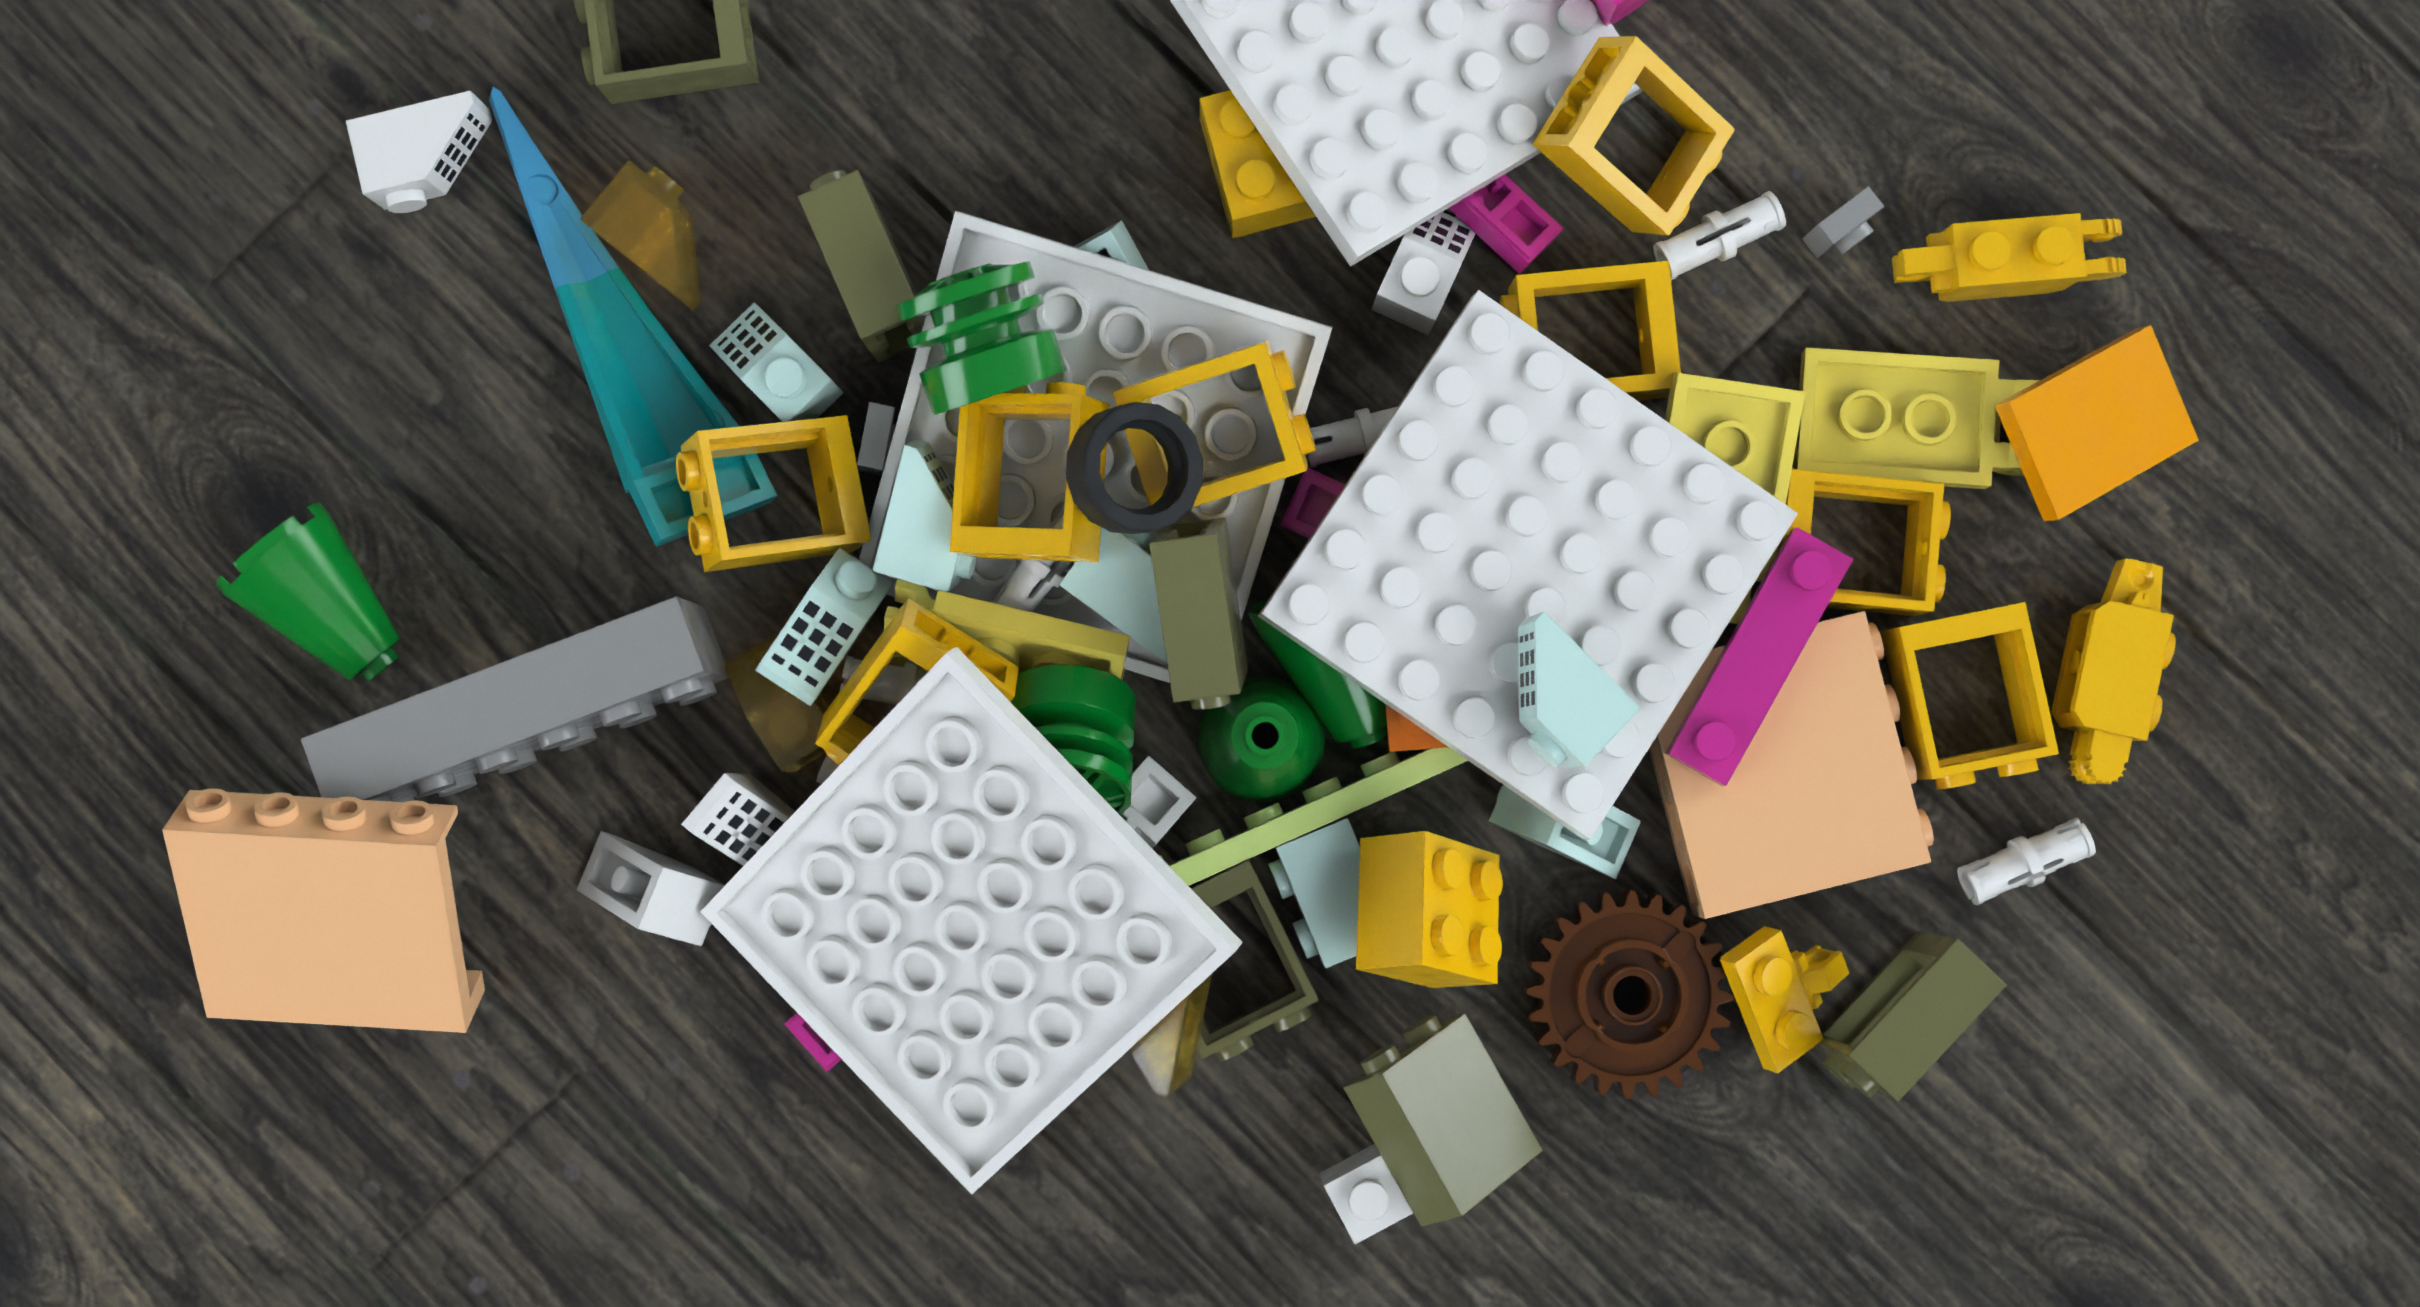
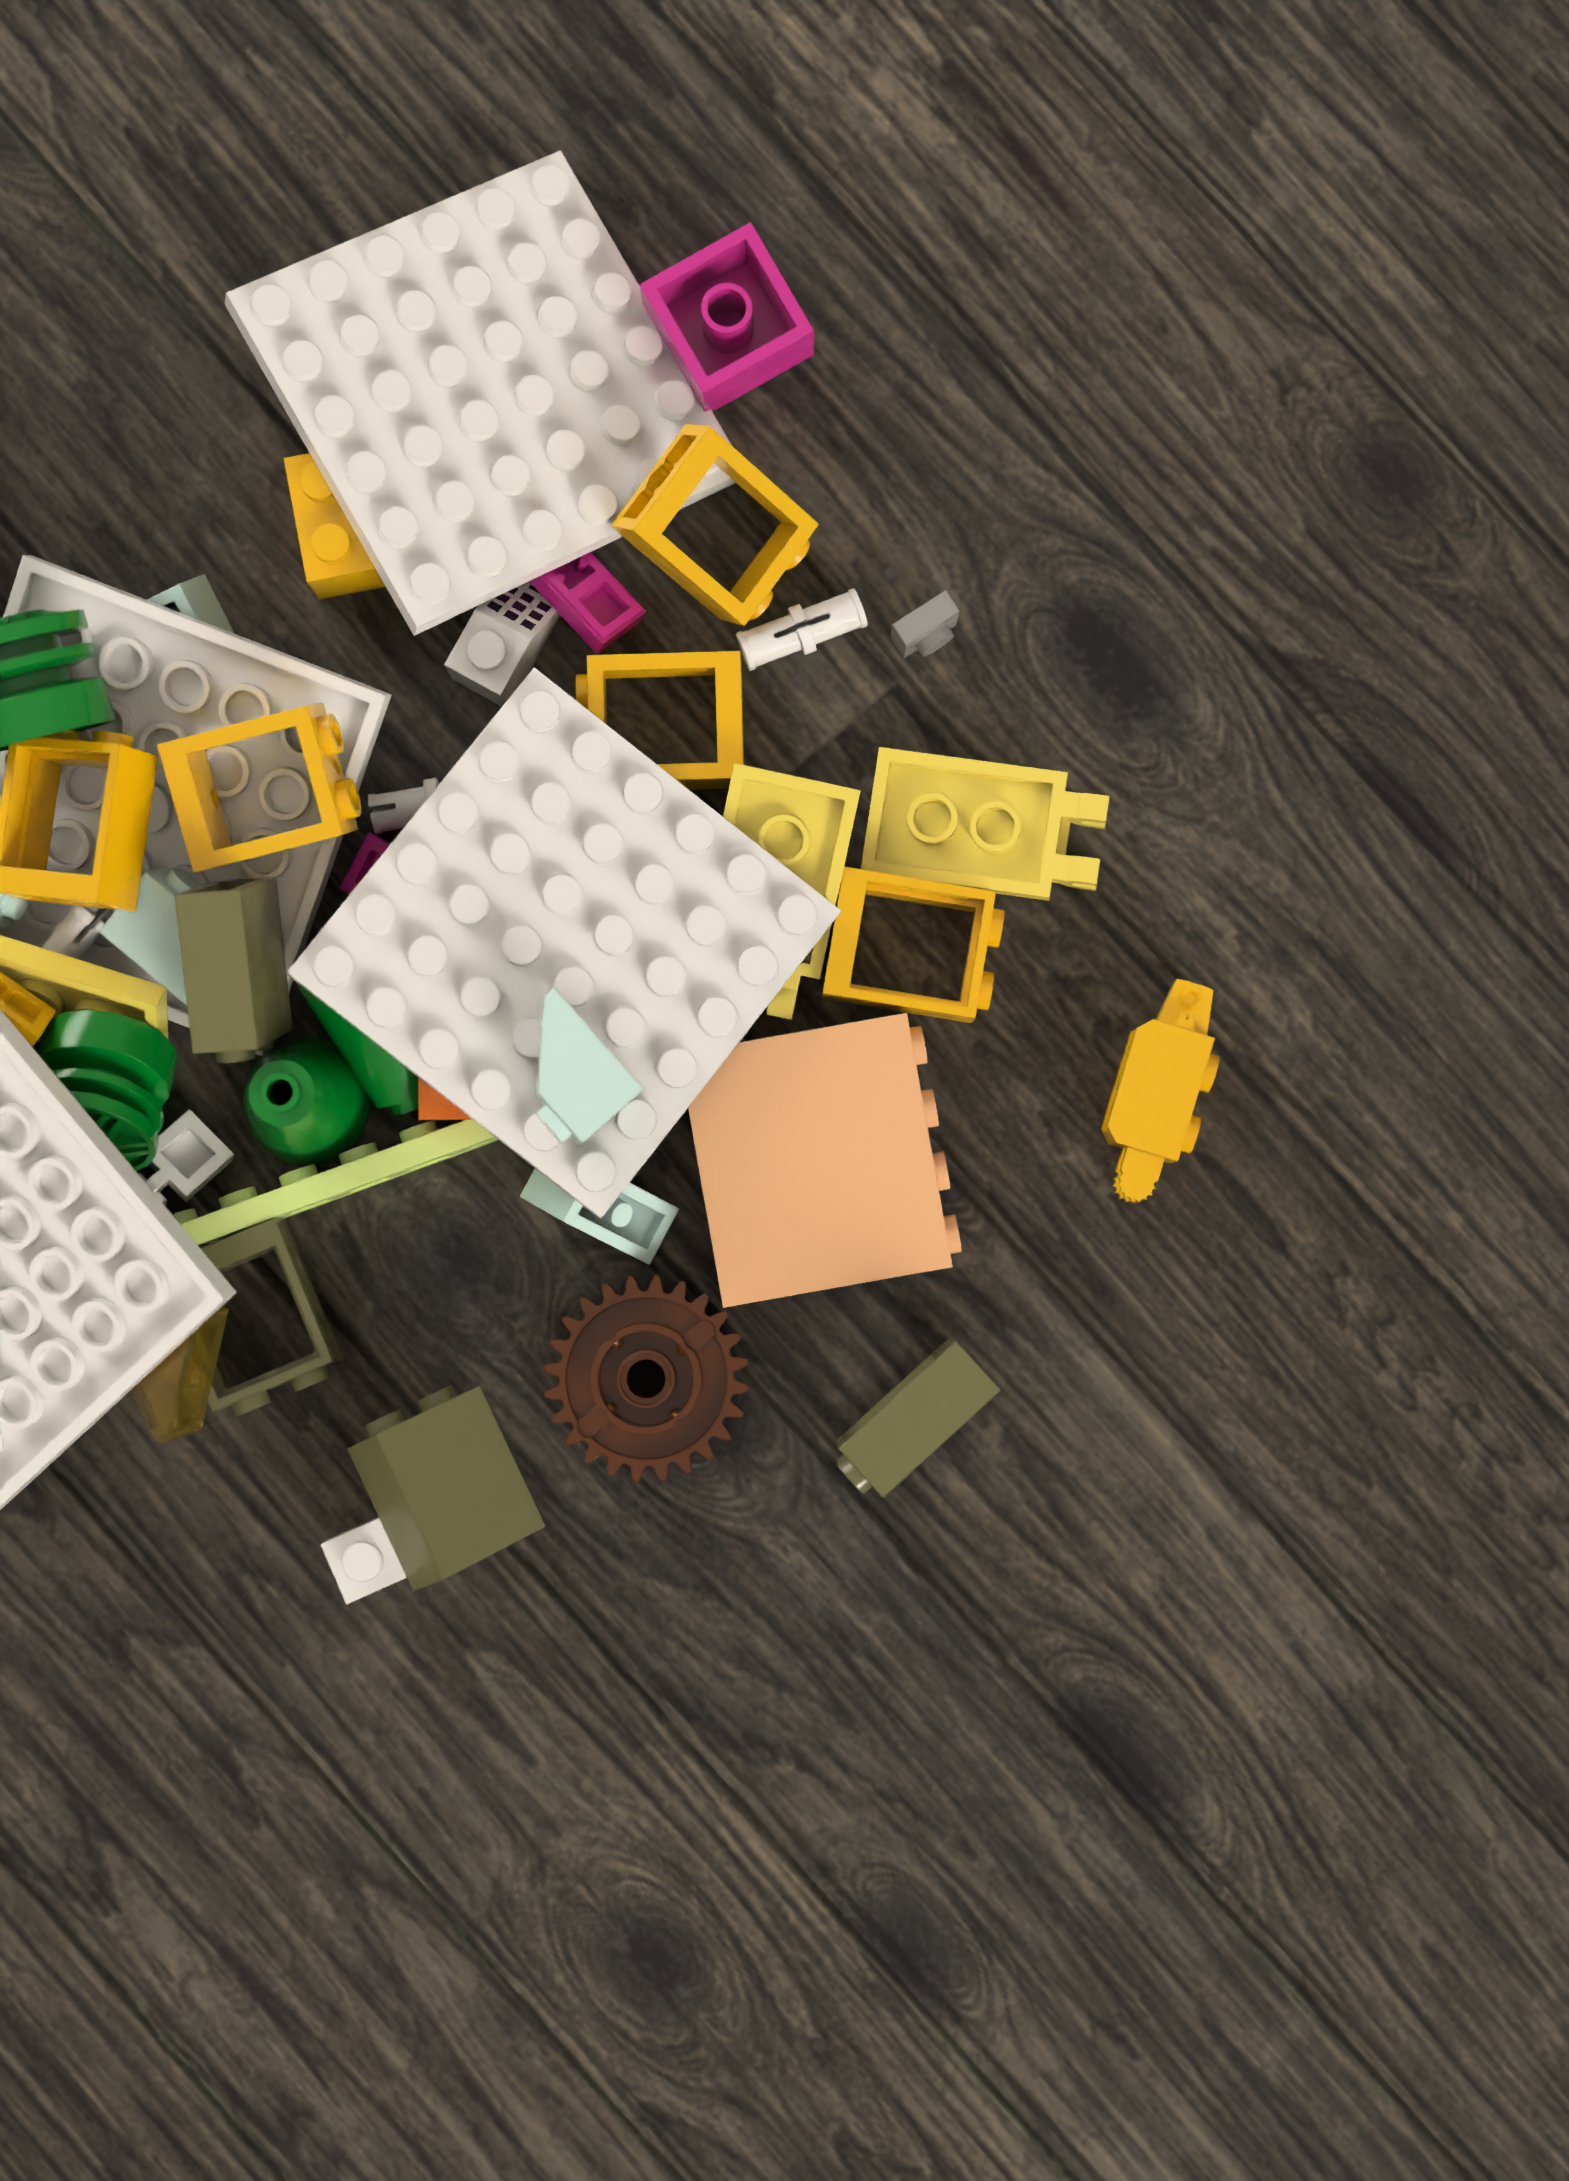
camera: 10 degrees right, 0 degrees up
(1181, 453) = (205, 788): black tyre -> none
(1324, 878) = (360, 1257): light aqua brick -> none
(1428, 910) = (443, 1279): yellow brick -> none
(1759, 656) = (793, 1050): dark pink plate -> none
(1779, 993) = (797, 1388): yellow hinge -> none
(2010, 257) = (1086, 670): yellow hinge -> none
(2022, 684) = (1005, 1038): yellow window -> none
(2026, 861) = (1058, 1274): white pin -> none
(2096, 423) = (1158, 842): light orange tile -> none

